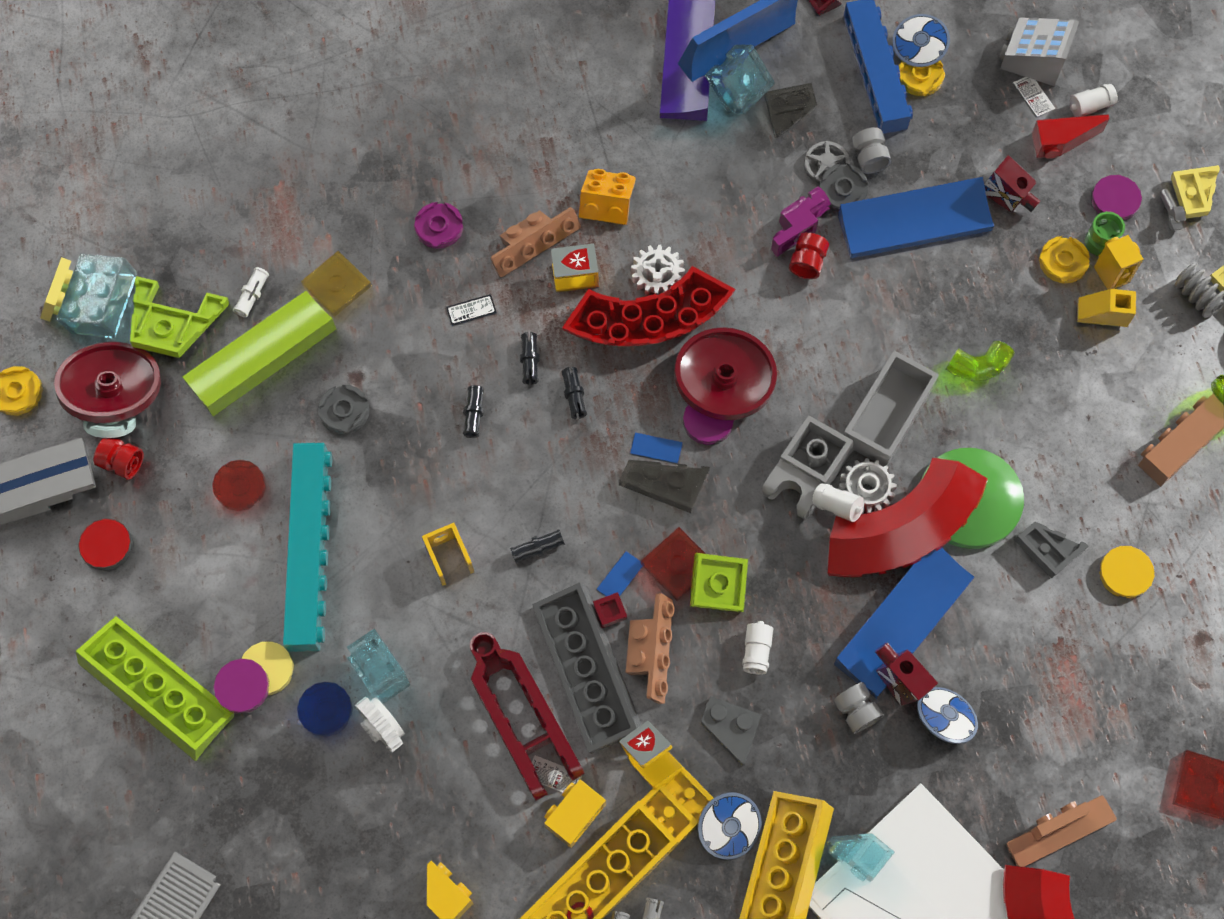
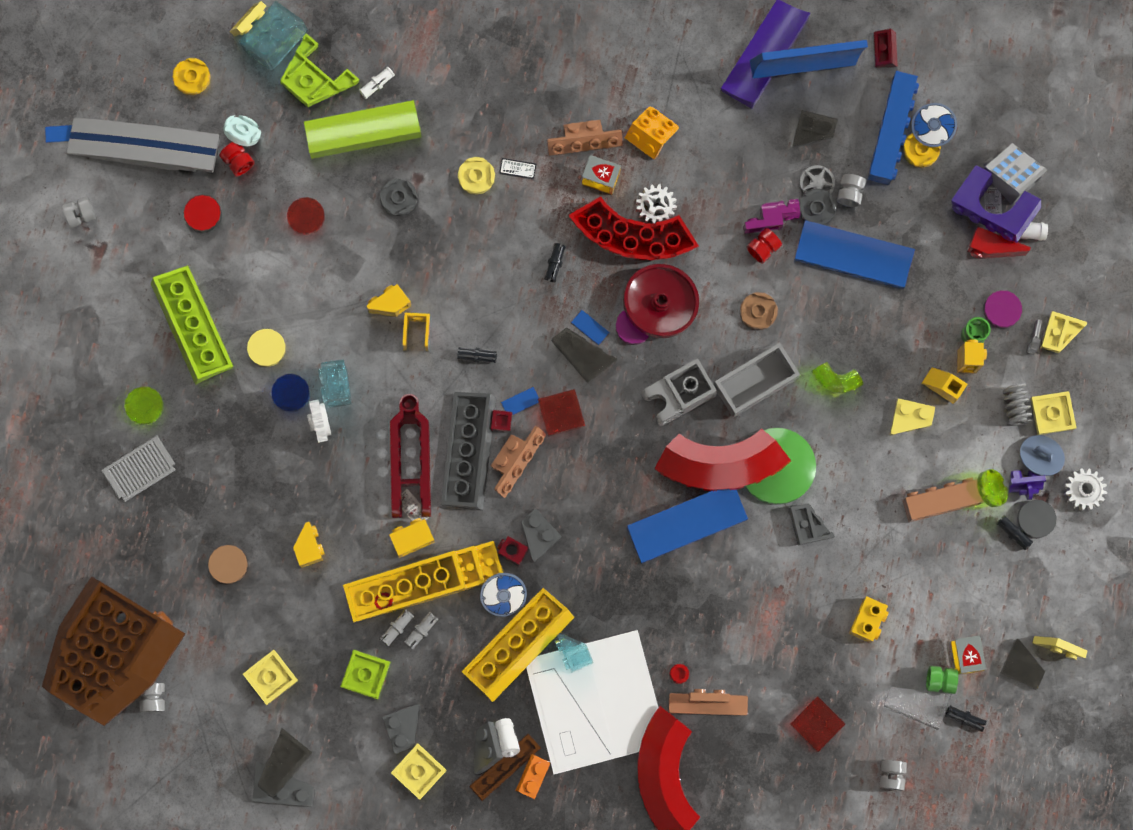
camera: 20 degrees right, 10 degrees up
(107, 382) = (252, 102): dark red dish -> none
(139, 821) = (144, 405): none -> clear neon green tile
(241, 686) = (245, 352): magenta tile -> none
(306, 548) = (329, 280): teal brick -> none
(336, 283) = (436, 104): clear yellow tile -> none
(398, 536) = (390, 303): none -> yellow slope
(425, 340) = (476, 175): none -> light yellow tile
(438, 225) = (526, 95): magenta tile -> none
(473, 411) = (482, 242): black pin -> none
(529, 358) = (538, 223): black pin -> none
(650, 755) = (477, 526): piece -> none
(719, 582) = (580, 439): lime tile -> none
(721, 757) = (516, 558): none -> dark red brick
(740, 79) = (787, 93): clear light blue piece -> none
(757, 643) = (584, 490): white piece -> none
(838, 502) = (684, 427): white piece -> none
(843, 333) = (758, 311): none -> medium nougat tile
(859, 709) = (624, 563): light grey wheel -> none
(873, 475) = (716, 415): white gear -> none
(904, 675) = (665, 565): dark red torso -> none
(948, 715) = (678, 597): shield -> none
(1002, 811) = (679, 673): none -> red tile
(1011, 186) = (930, 259): dark red torso -> none
(1064, 259) = (939, 335): yellow tile -> none
(1070, 100) = (1008, 224): none -> dark purple arch
(1089, 364) = (911, 416): none -> light yellow wing
(1126, 572) = (850, 566): yellow tile -> none
(1189, 623) = (869, 619): none -> yellow brick

